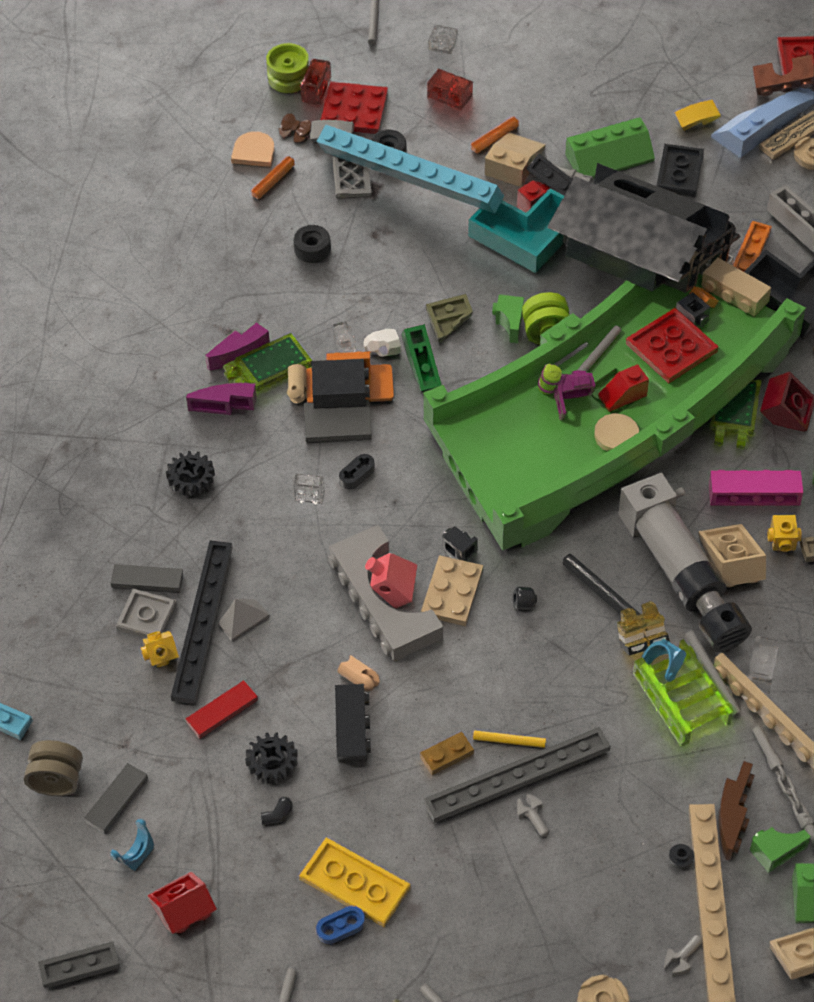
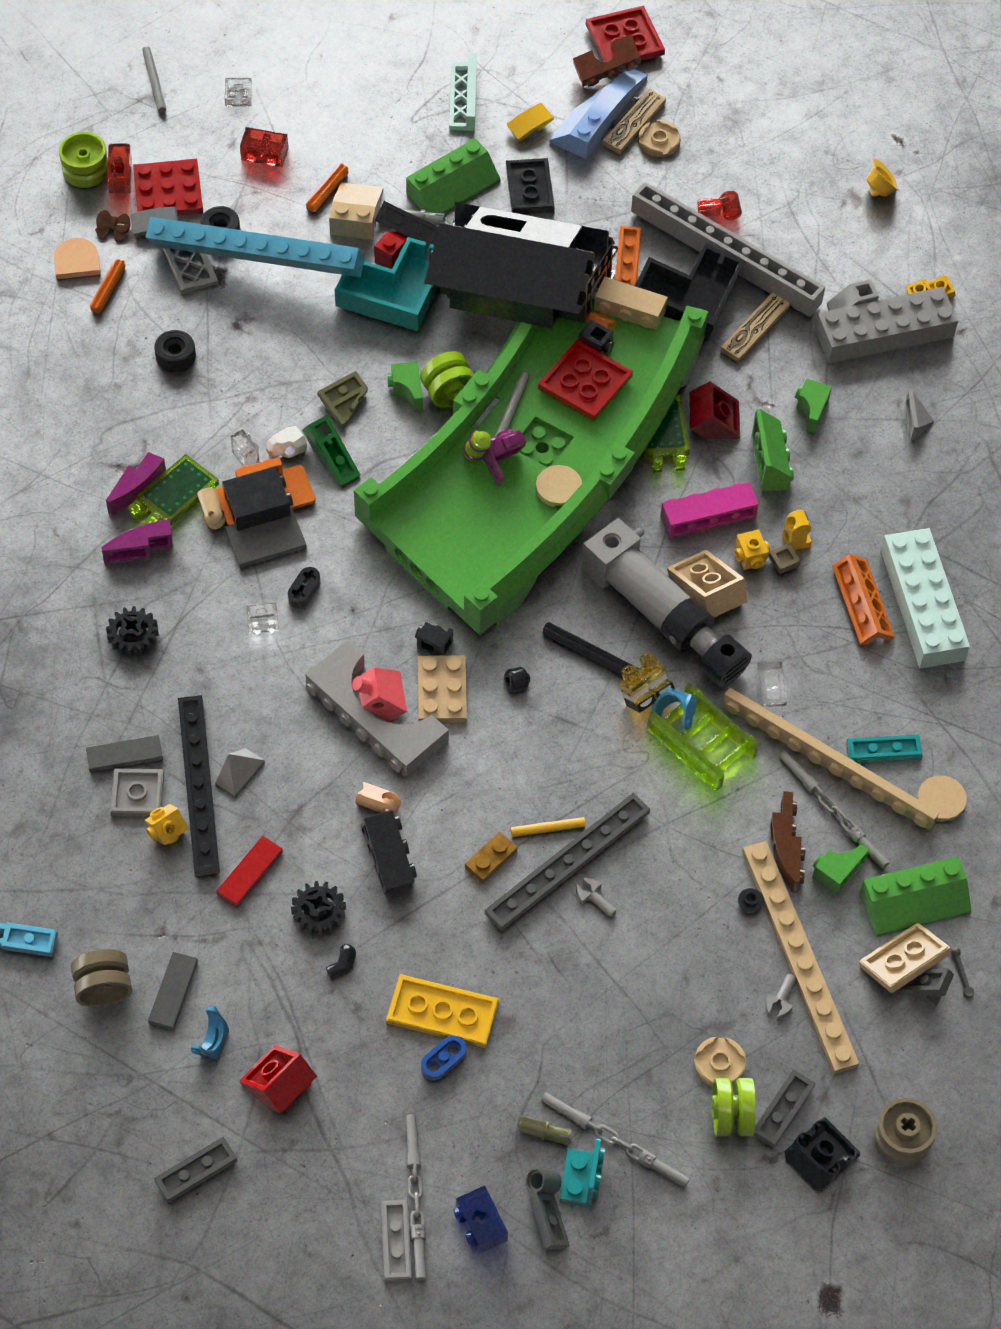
camera: 20 degrees left, 5 degrees up
(624, 388) = (553, 437): red slope -> none
(648, 82) = (470, 92): none -> light aqua fence
(711, 670) = (722, 706): light grey bar -> none

